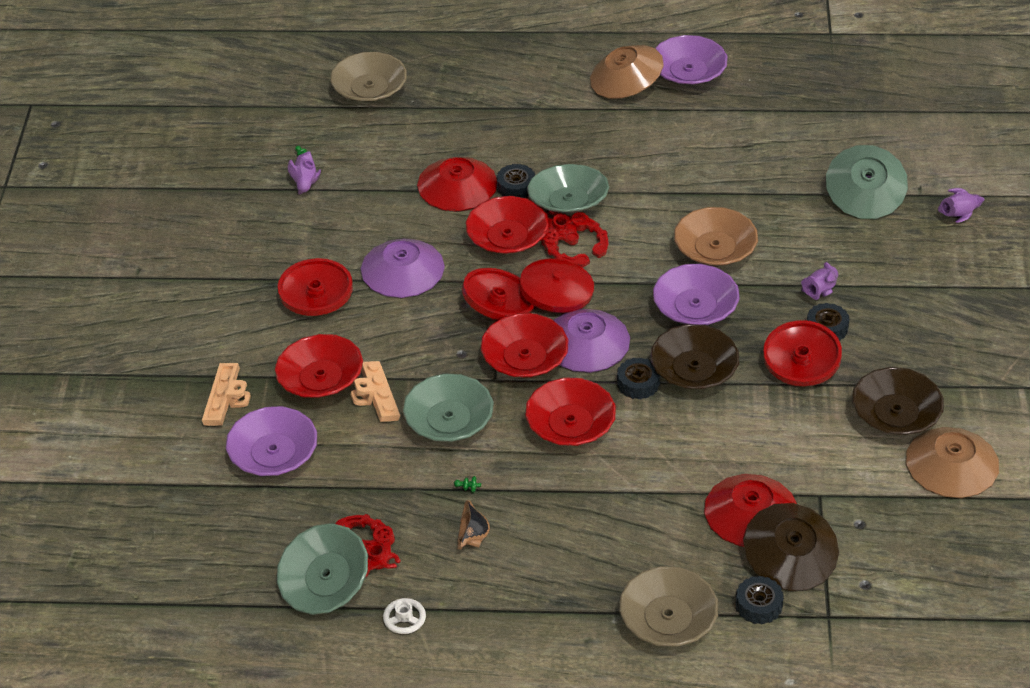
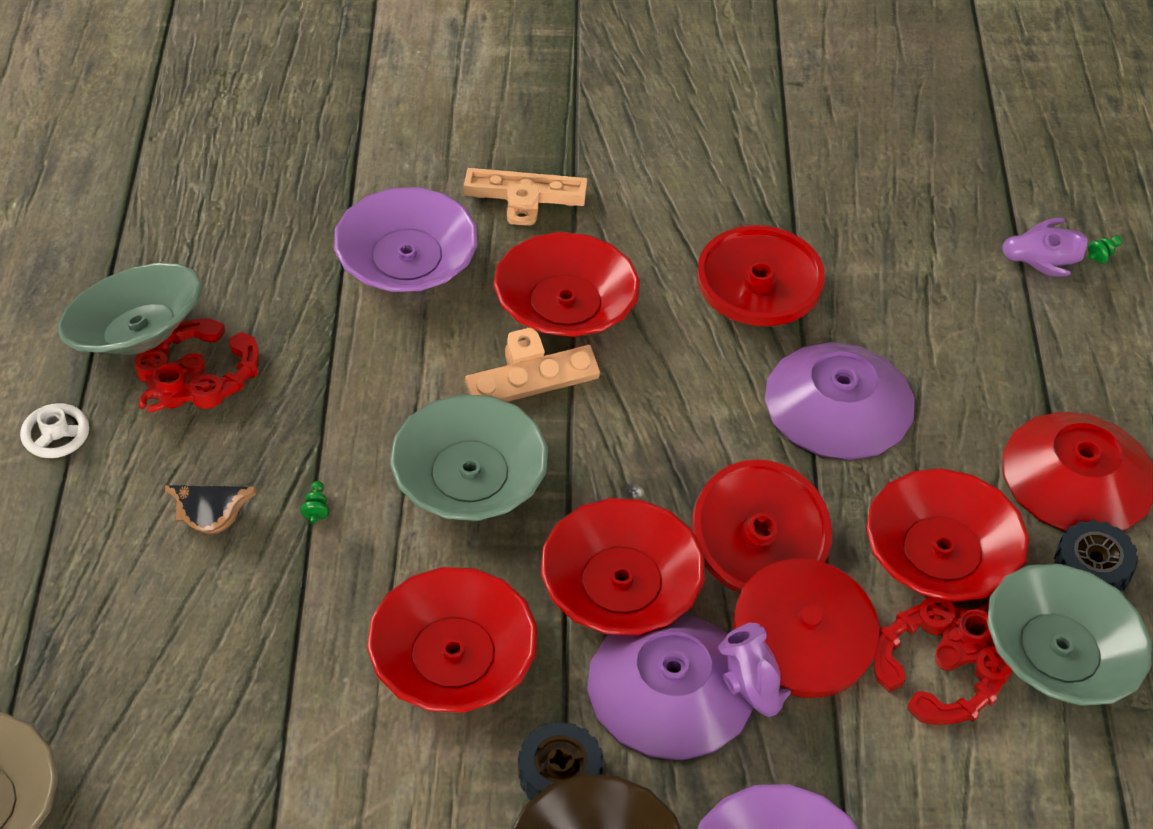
camera: 85 degrees right, 5 degrees up
(589, 295) = (753, 669): none -> medium lavender animal

